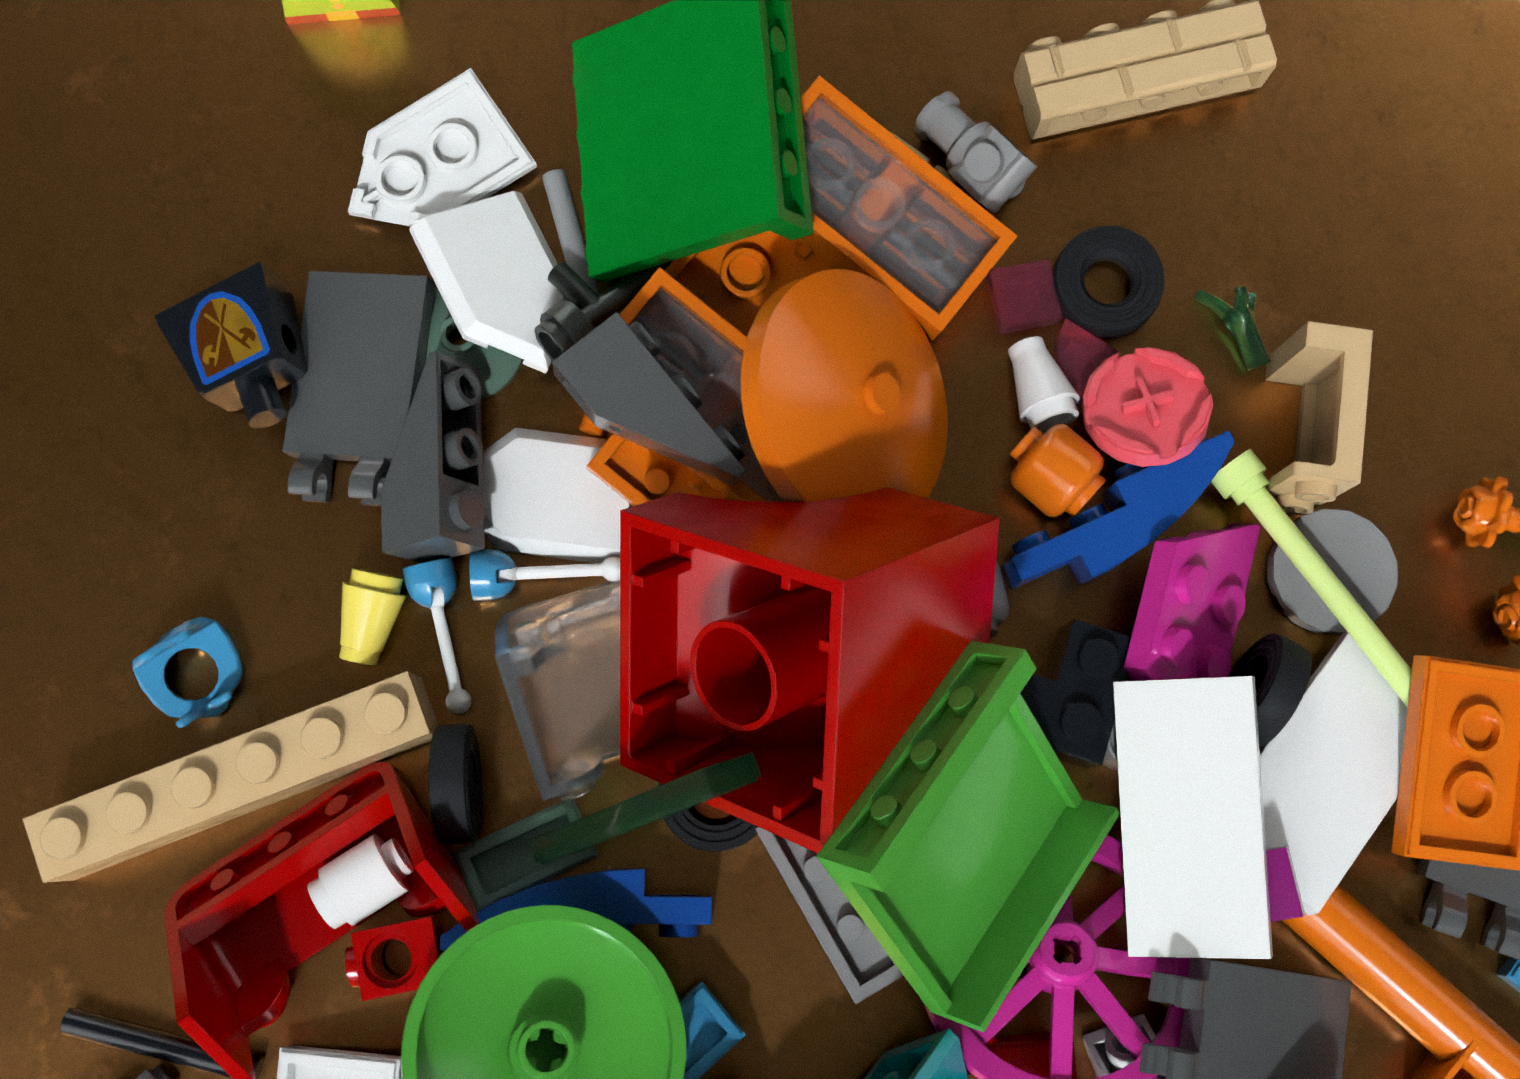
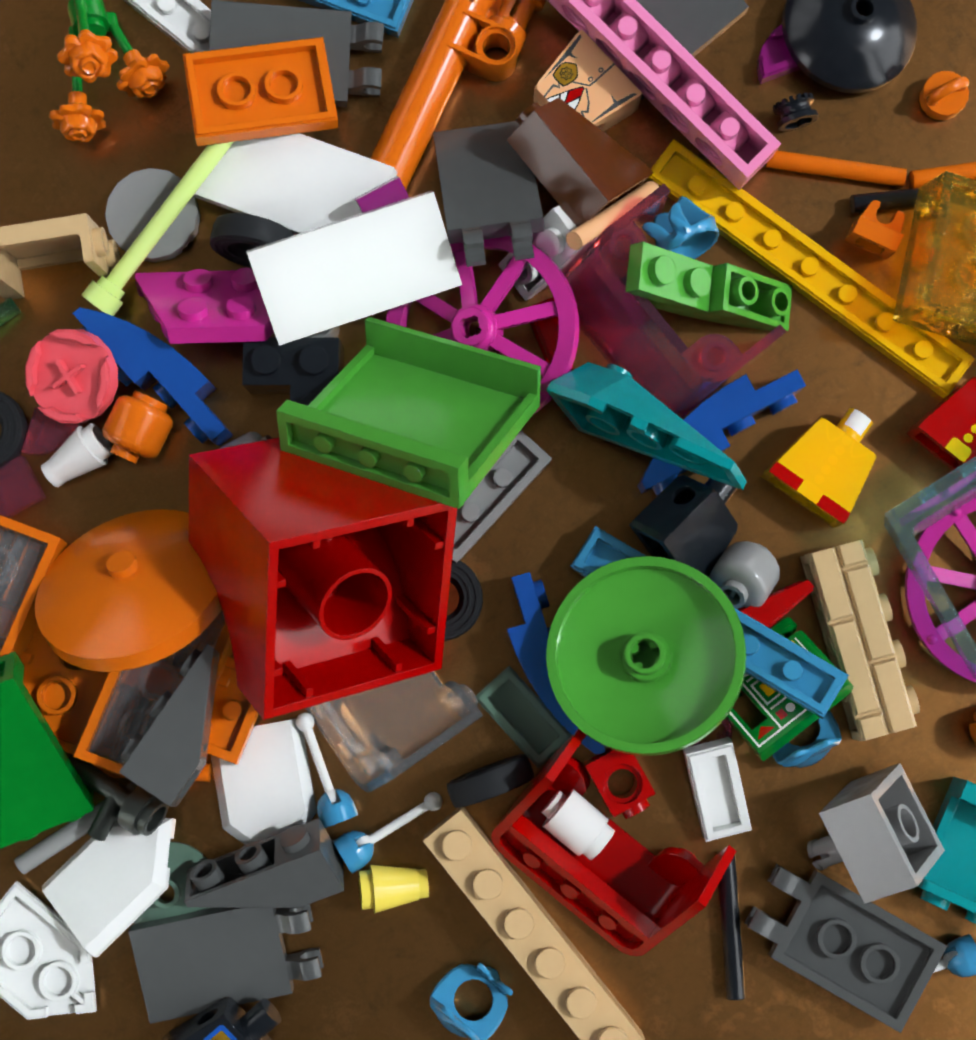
camera: 100 degrees left, 5 degrees up
(647, 808) = (464, 638): clear green tile -> none

